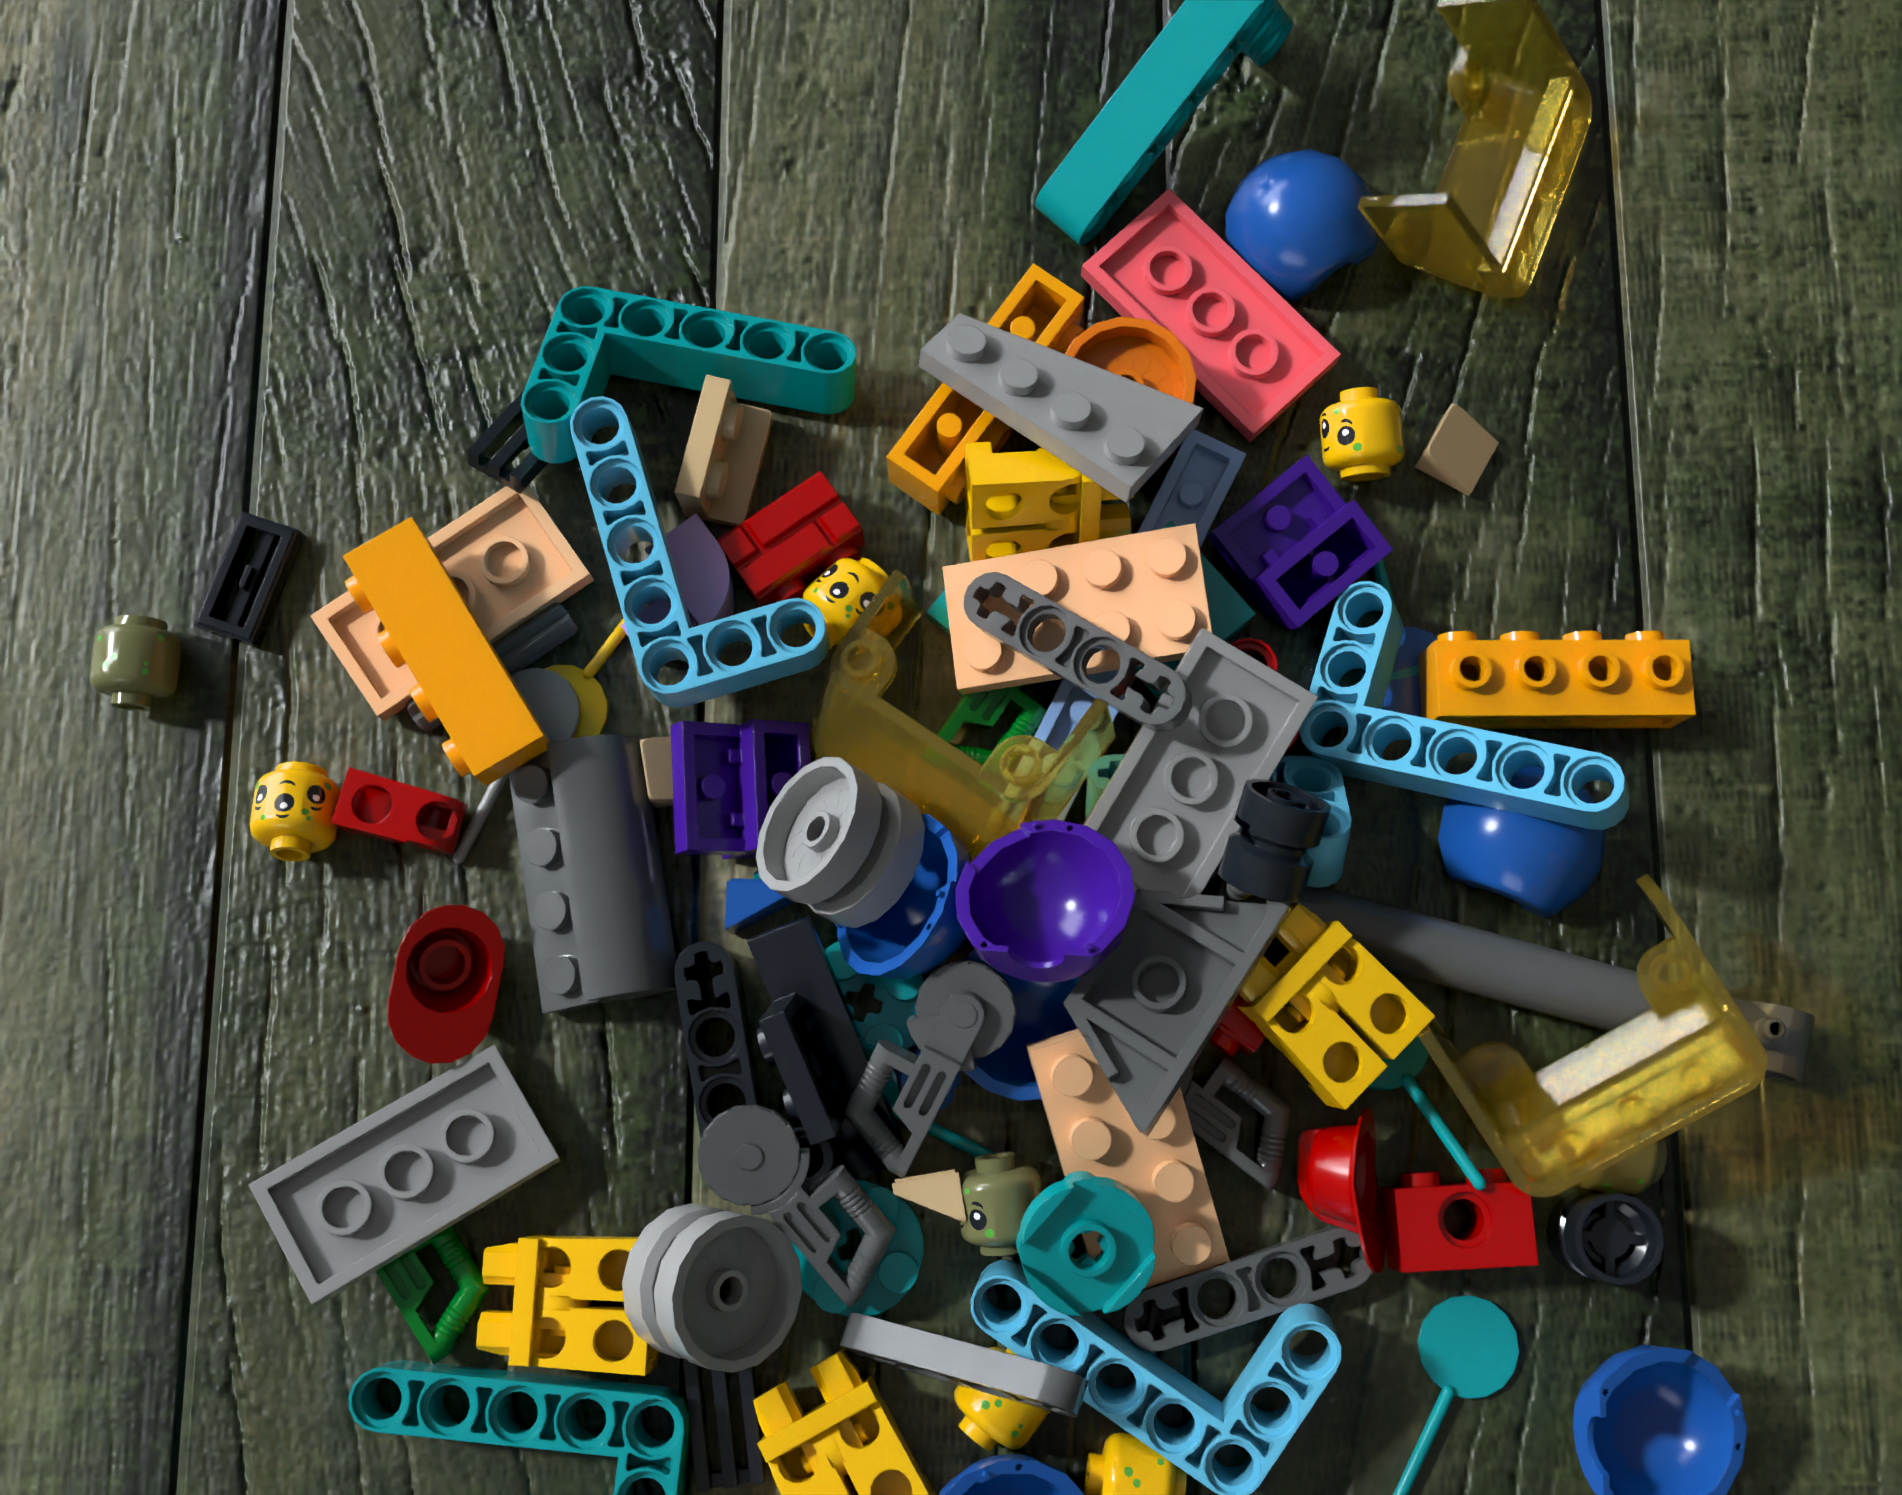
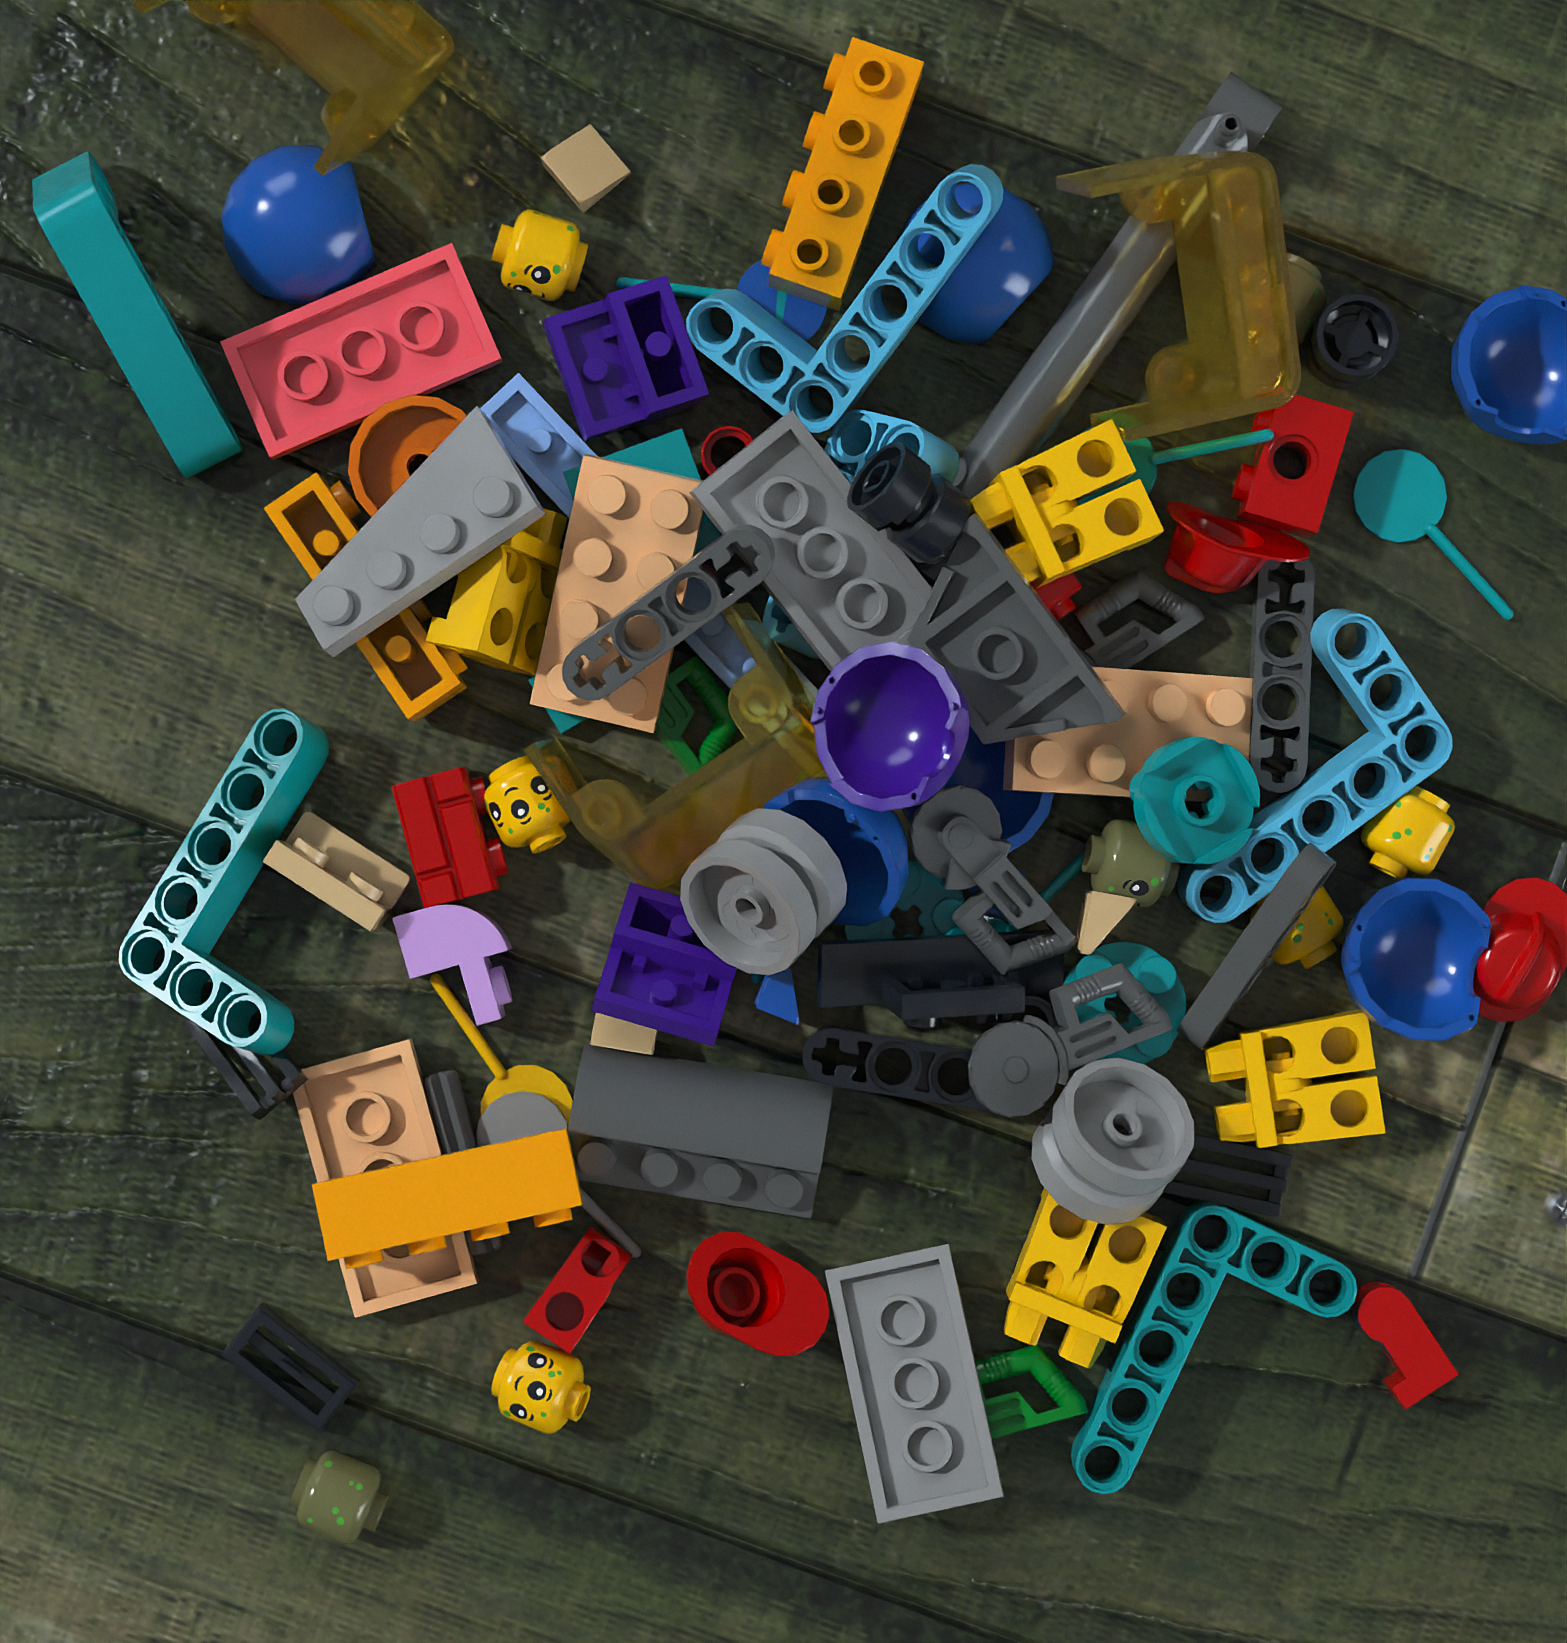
camera: 70 degrees left, 10 degrees up
(657, 579) = (452, 972): medium azure beam -> none

